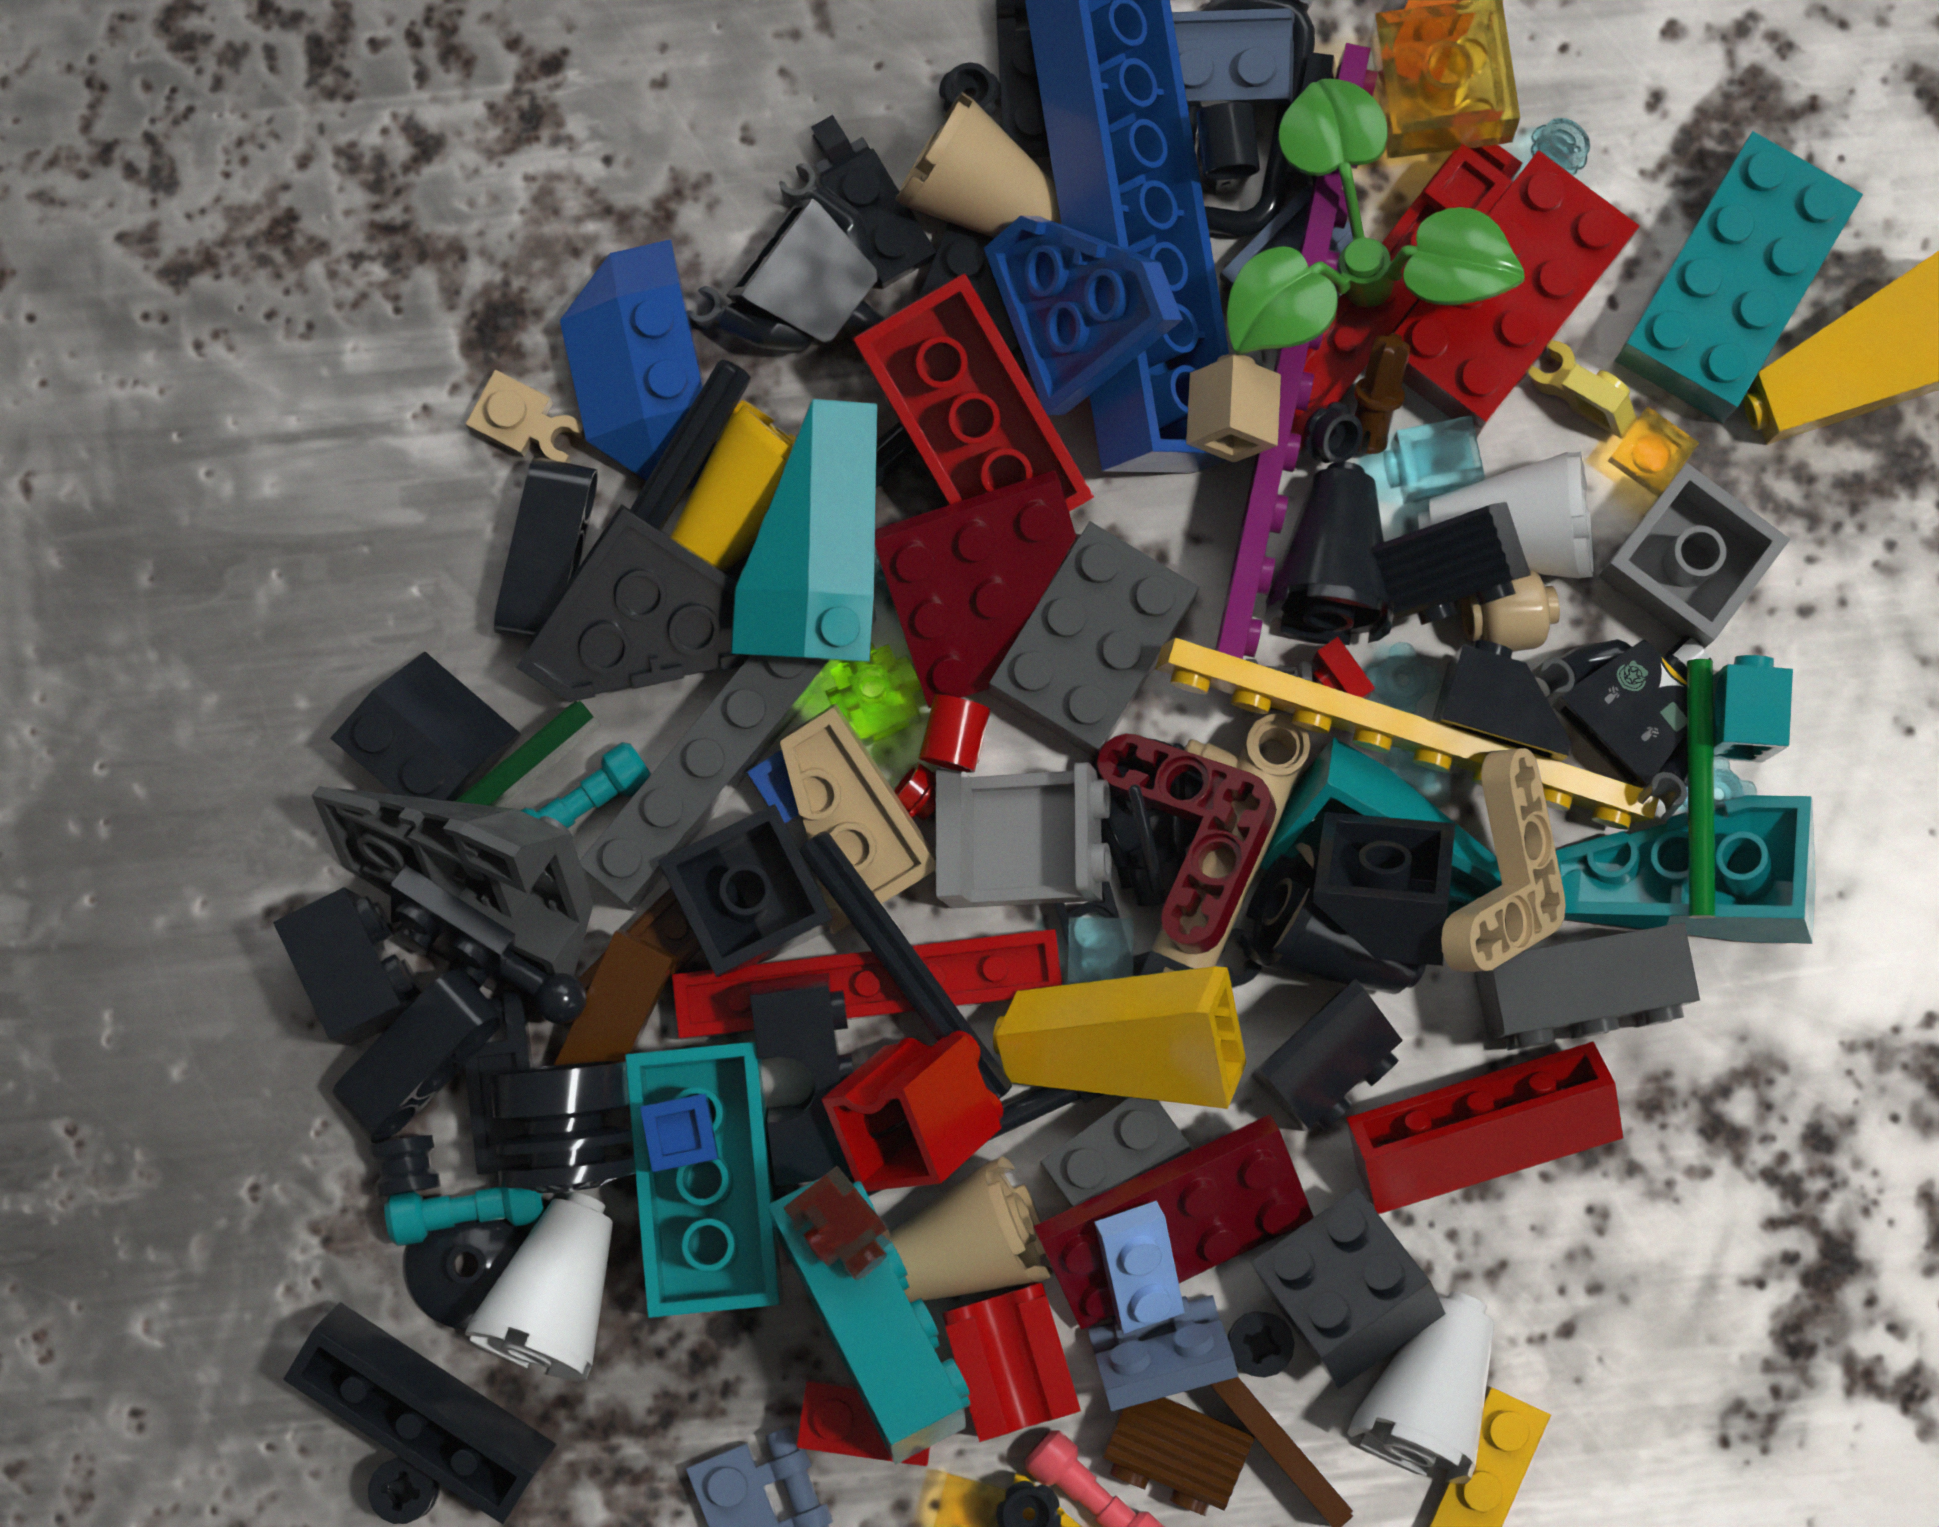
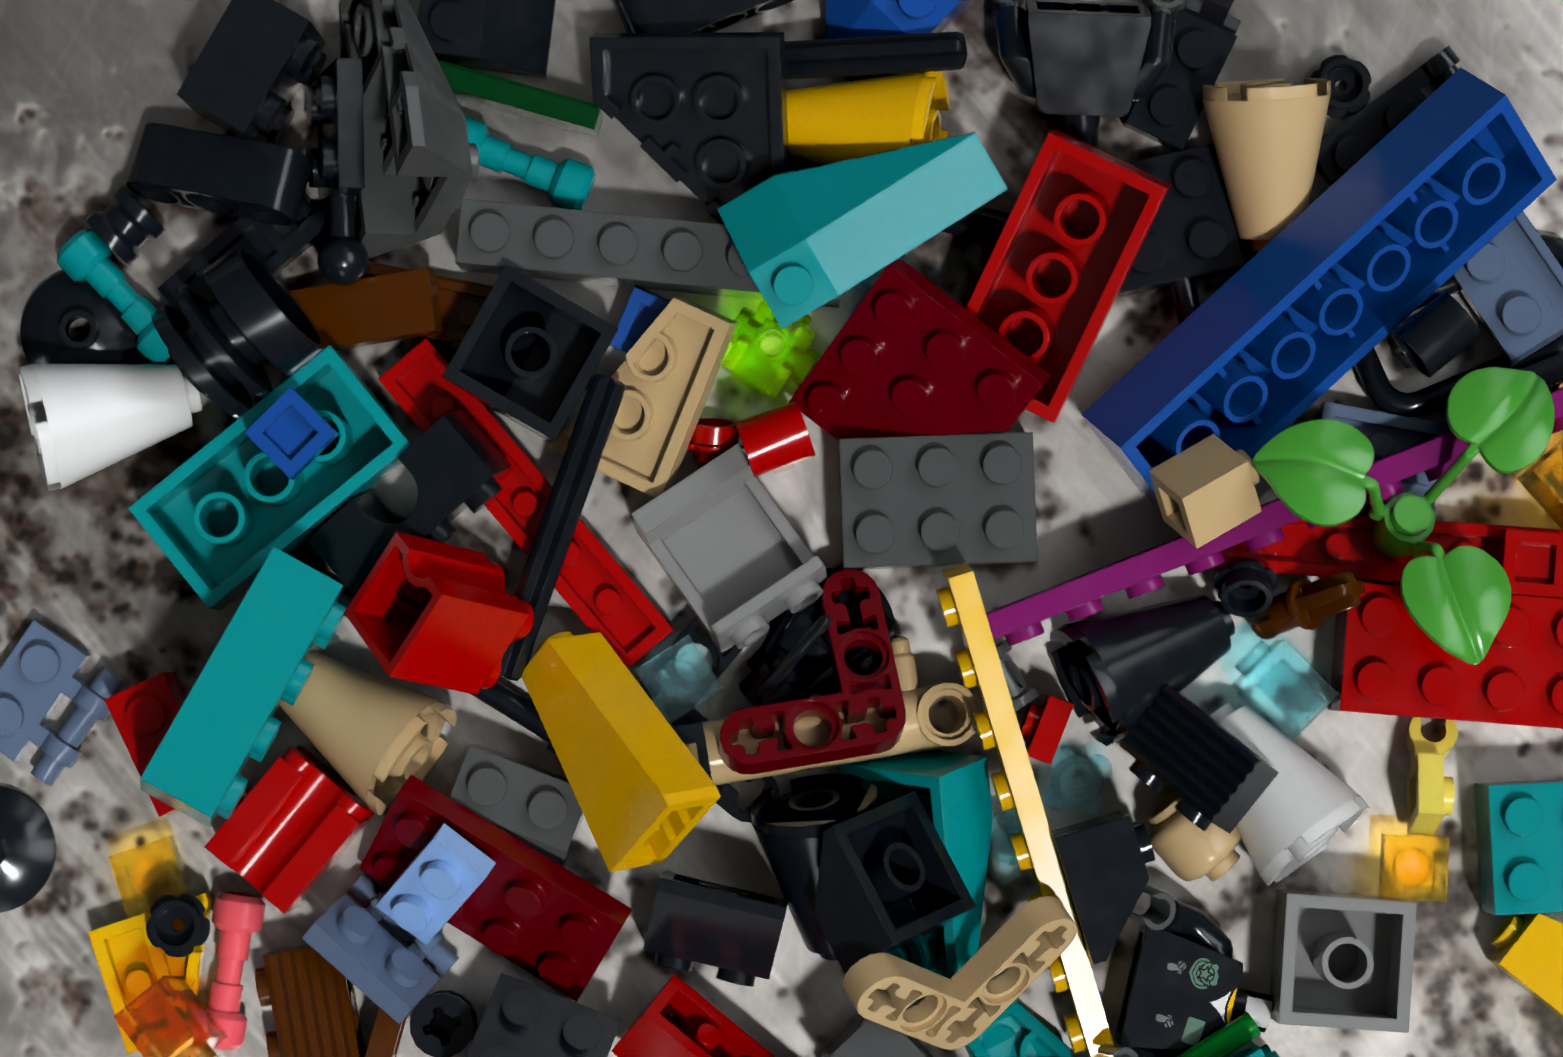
camera: 55 degrees right, 5 degrees up
(840, 1225) = (291, 618): clear red brick -> none
(1077, 306) = (1205, 301): blue plate -> none

